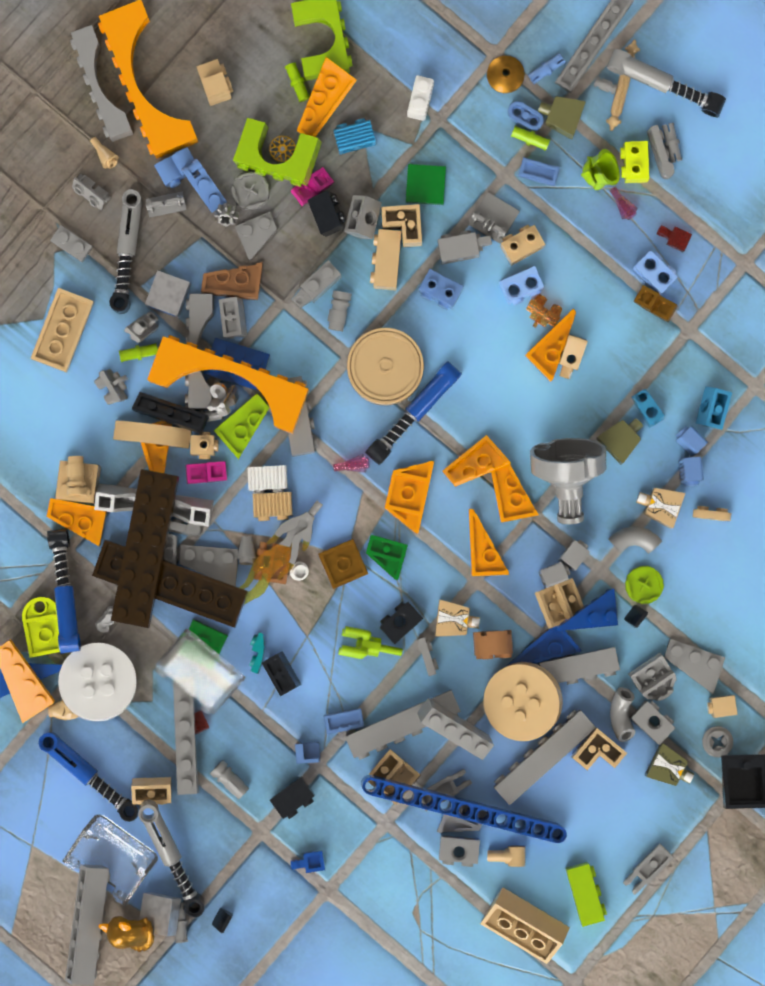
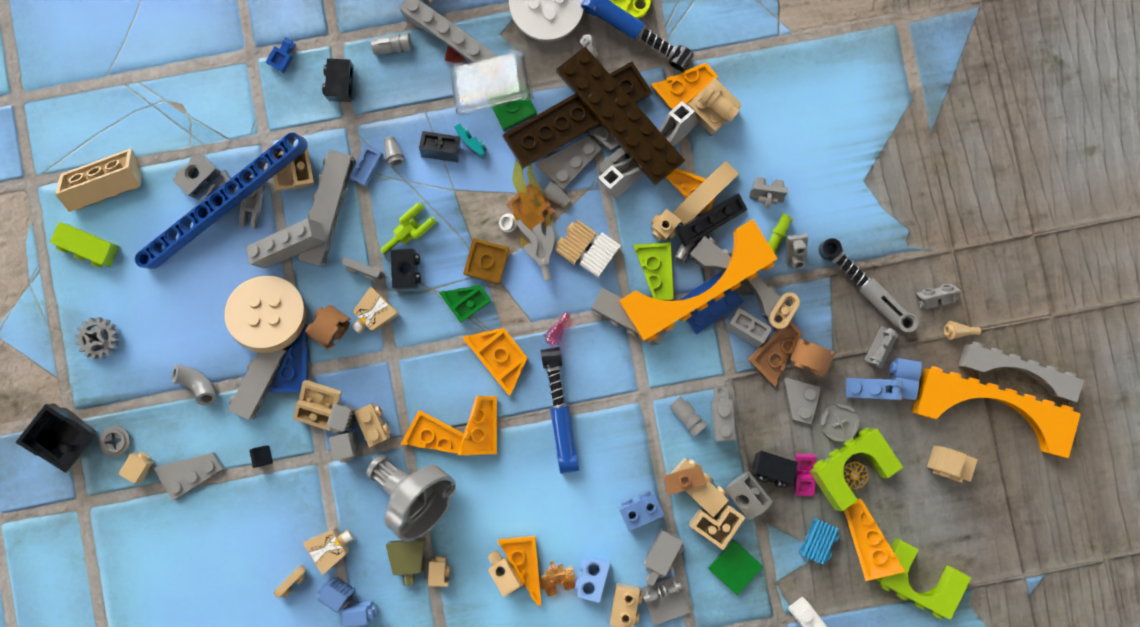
camera: 125 degrees right, 0 degrees up
(62, 330) = (843, 188): tan plate -> none
(71, 243) = (907, 248): light grey plate -> none
(168, 294) = (810, 291): flat silver piece -> none
(198, 300) = (784, 311): none -> tan plate
(206, 472) = (642, 211): dark pink slope -> none
(216, 251) = (813, 356): none -> medium nougat brick
(222, 398) = (690, 268): light grey hips -> none
(226, 214) = (836, 388): light grey gear -> none
(297, 82) = (900, 530): lime pin -> none
(307, 752) = (364, 119): medium blue panel -> none
(315, 708) = (393, 152): none -> light grey cone
(385, 366) = (614, 417): tan brick -> none
(390, 274) = (684, 480): none -> medium nougat plate
(484, 556) = (404, 375): light orange wing -> none
(513, 856) = (159, 213): tan pin -> none
(541, 549) = (372, 424): none -> tan brick
(544, 757) = (212, 296): light grey brick -> none
(598, 613) = (285, 428): blue wing -> none
(598, 745) = (186, 341): tan brick -> none
(611, 407) = (438, 572): none -> tan brick
(635, 536) = (321, 507): light grey cylinder -> none
(644, 585) = (281, 483): lime tile -> none
(648, 408) = (415, 600): dark azure leg -> none
(649, 867) = (64, 309): light grey hinge -> none
(652, 834) = (90, 343): none -> light grey gear
(654, 678) = (201, 431): light grey slope -> none
(658, 732) = (158, 401): light grey brick -> none
(668, 767) = (126, 386): olive torso -> none

